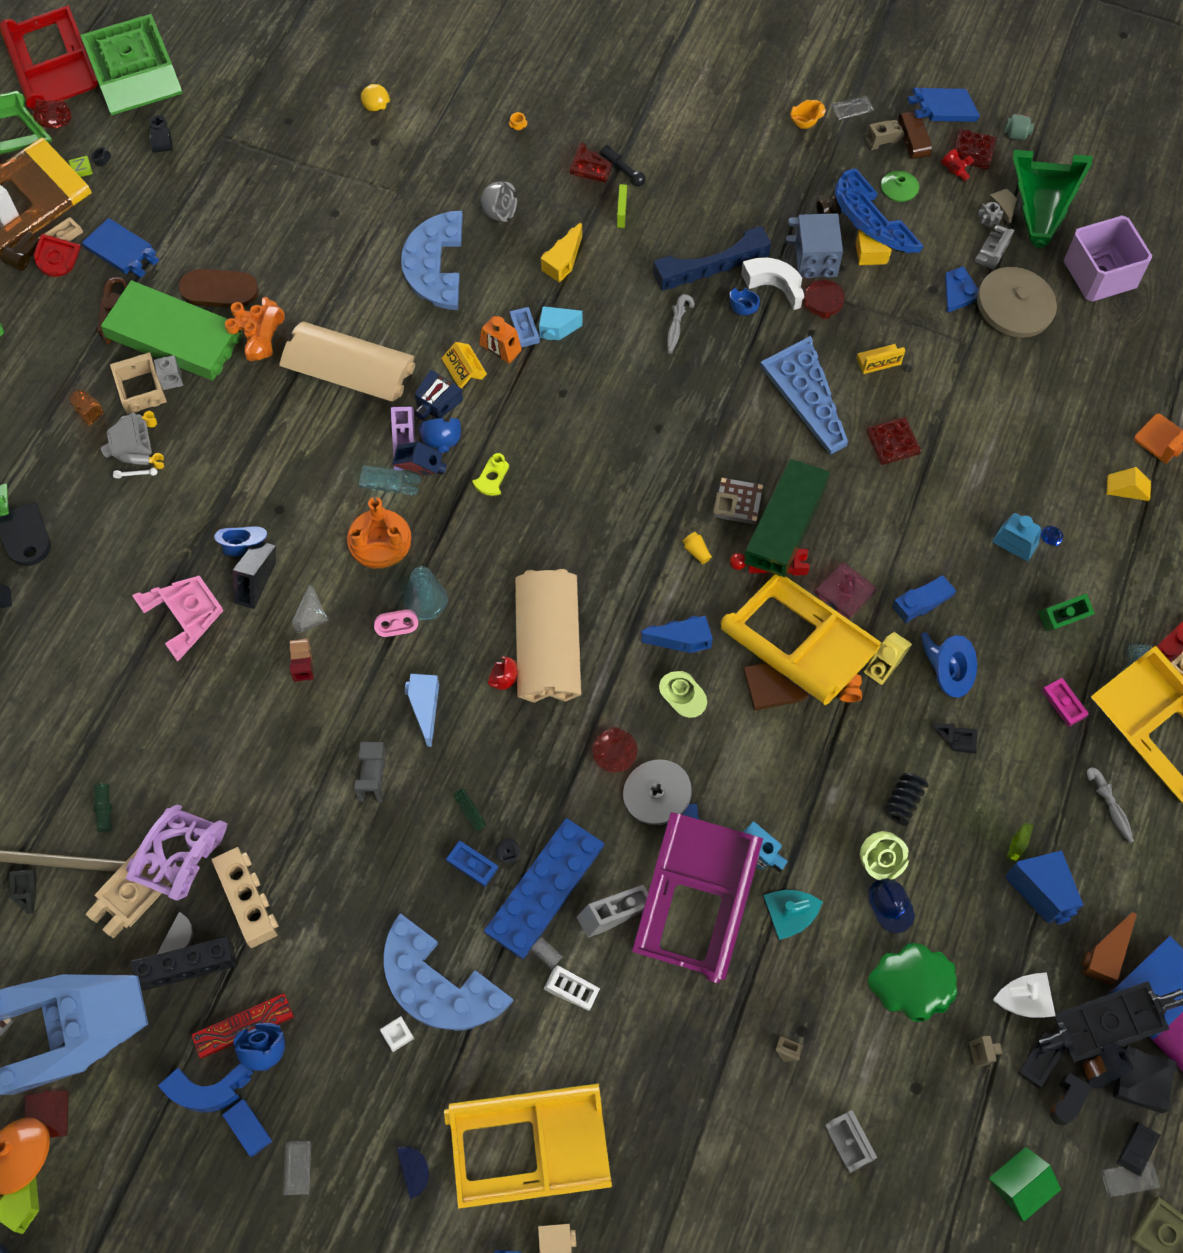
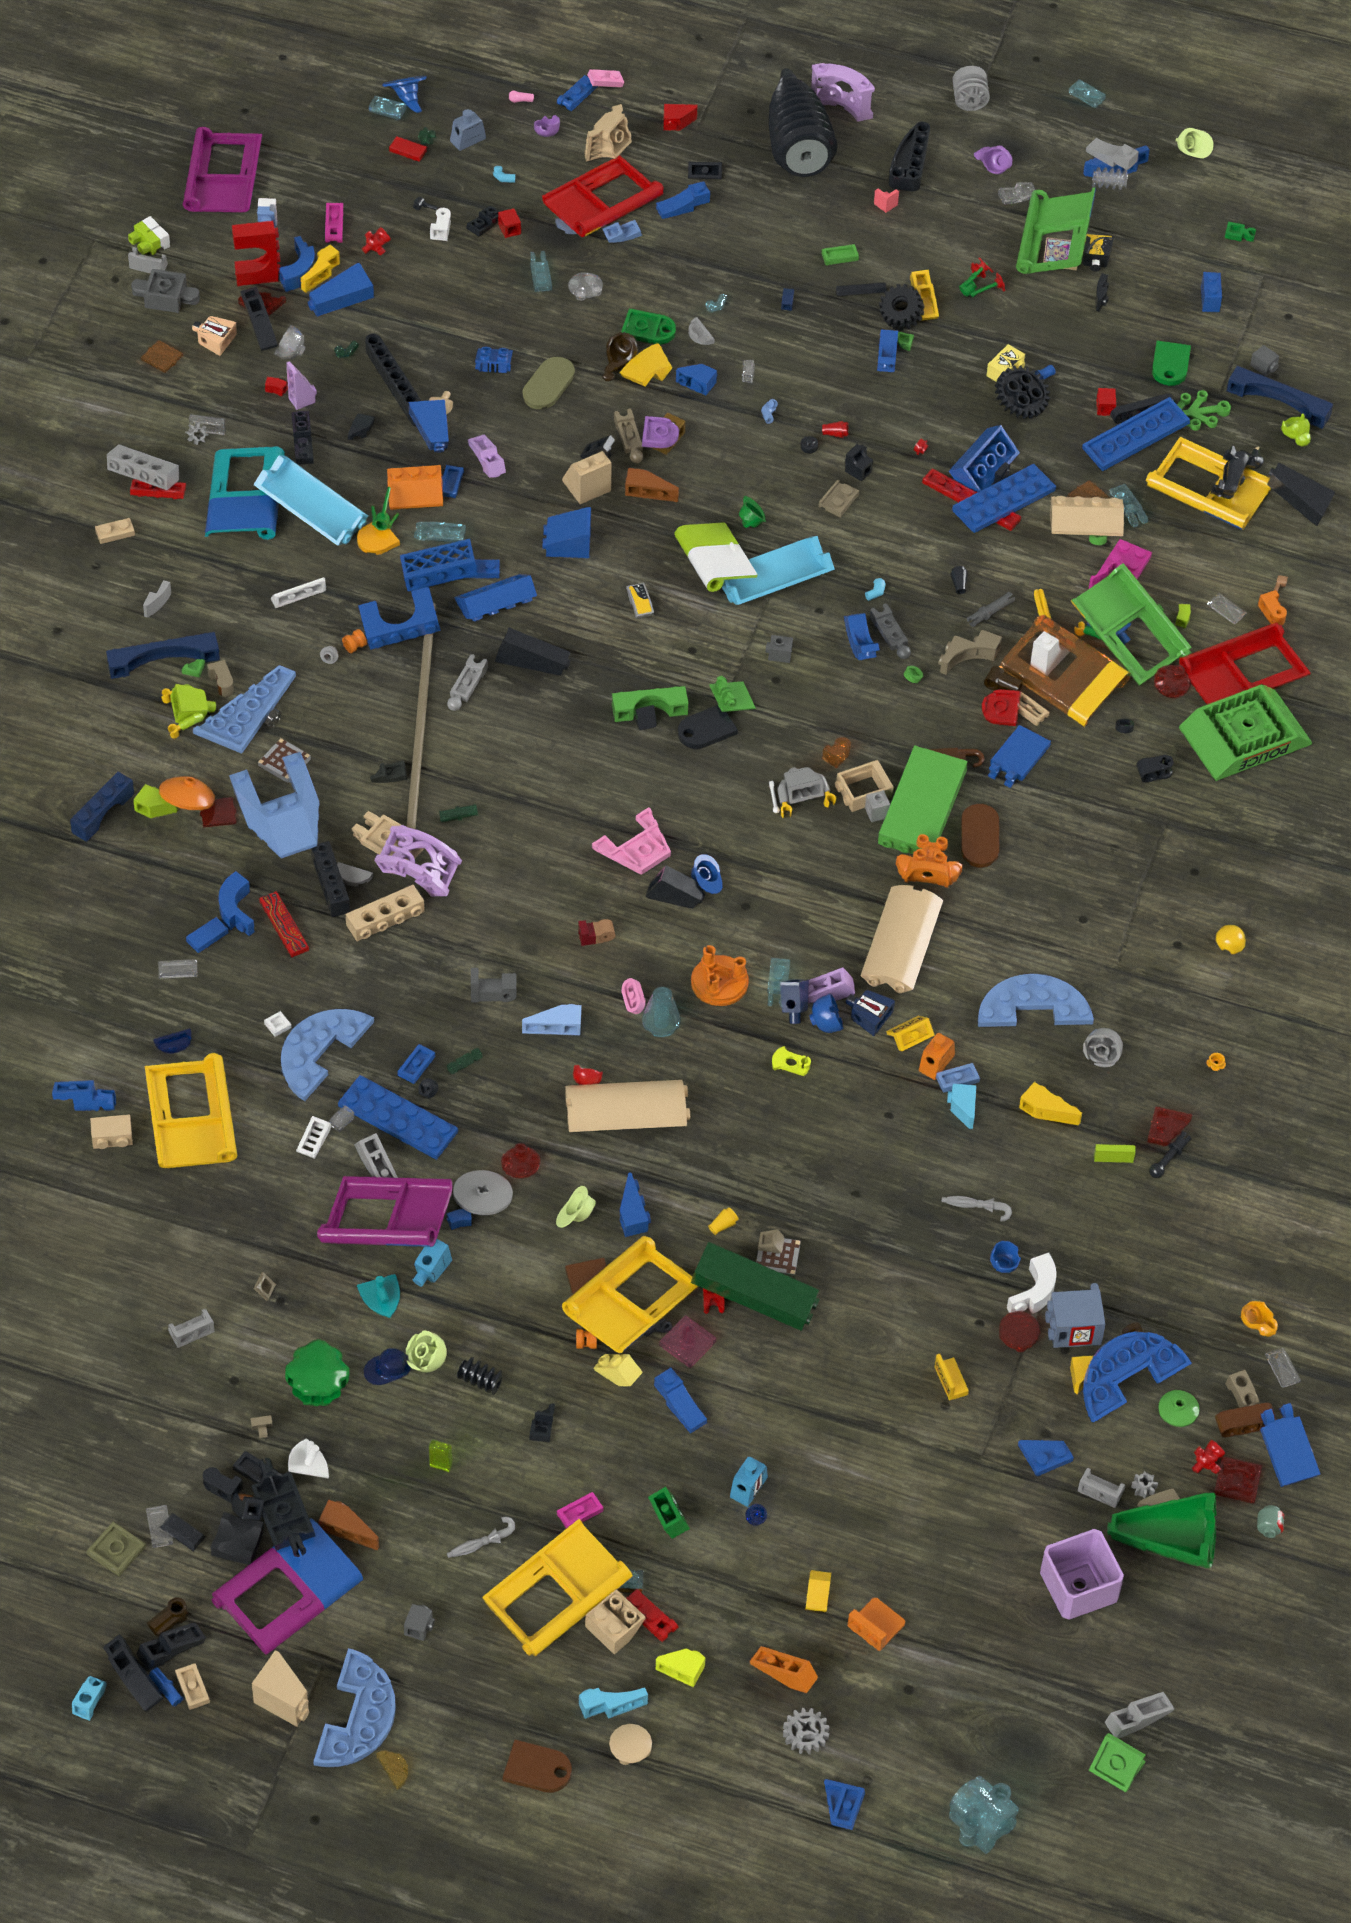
camera: 85 degrees right, 10 degrees down
(81, 166) = (1111, 712): lime tile -> none
(260, 1047) = (264, 931): blue cylinder -> none
(309, 612) = (642, 933): clear slope -> none
(675, 272) = (1076, 1267): dark blue arch -> none
(805, 387) = (913, 1309): medium blue wing -> none
(893, 441) = (855, 1387): clear red tile -> none
(953, 662) = (609, 1416): blue piece -> none
(1016, 302) = (1032, 1503): dark tan dish -> none
(1025, 1183) = (156, 1449): green slope -> none
(1047, 886) = (399, 1474): blue slope -> none

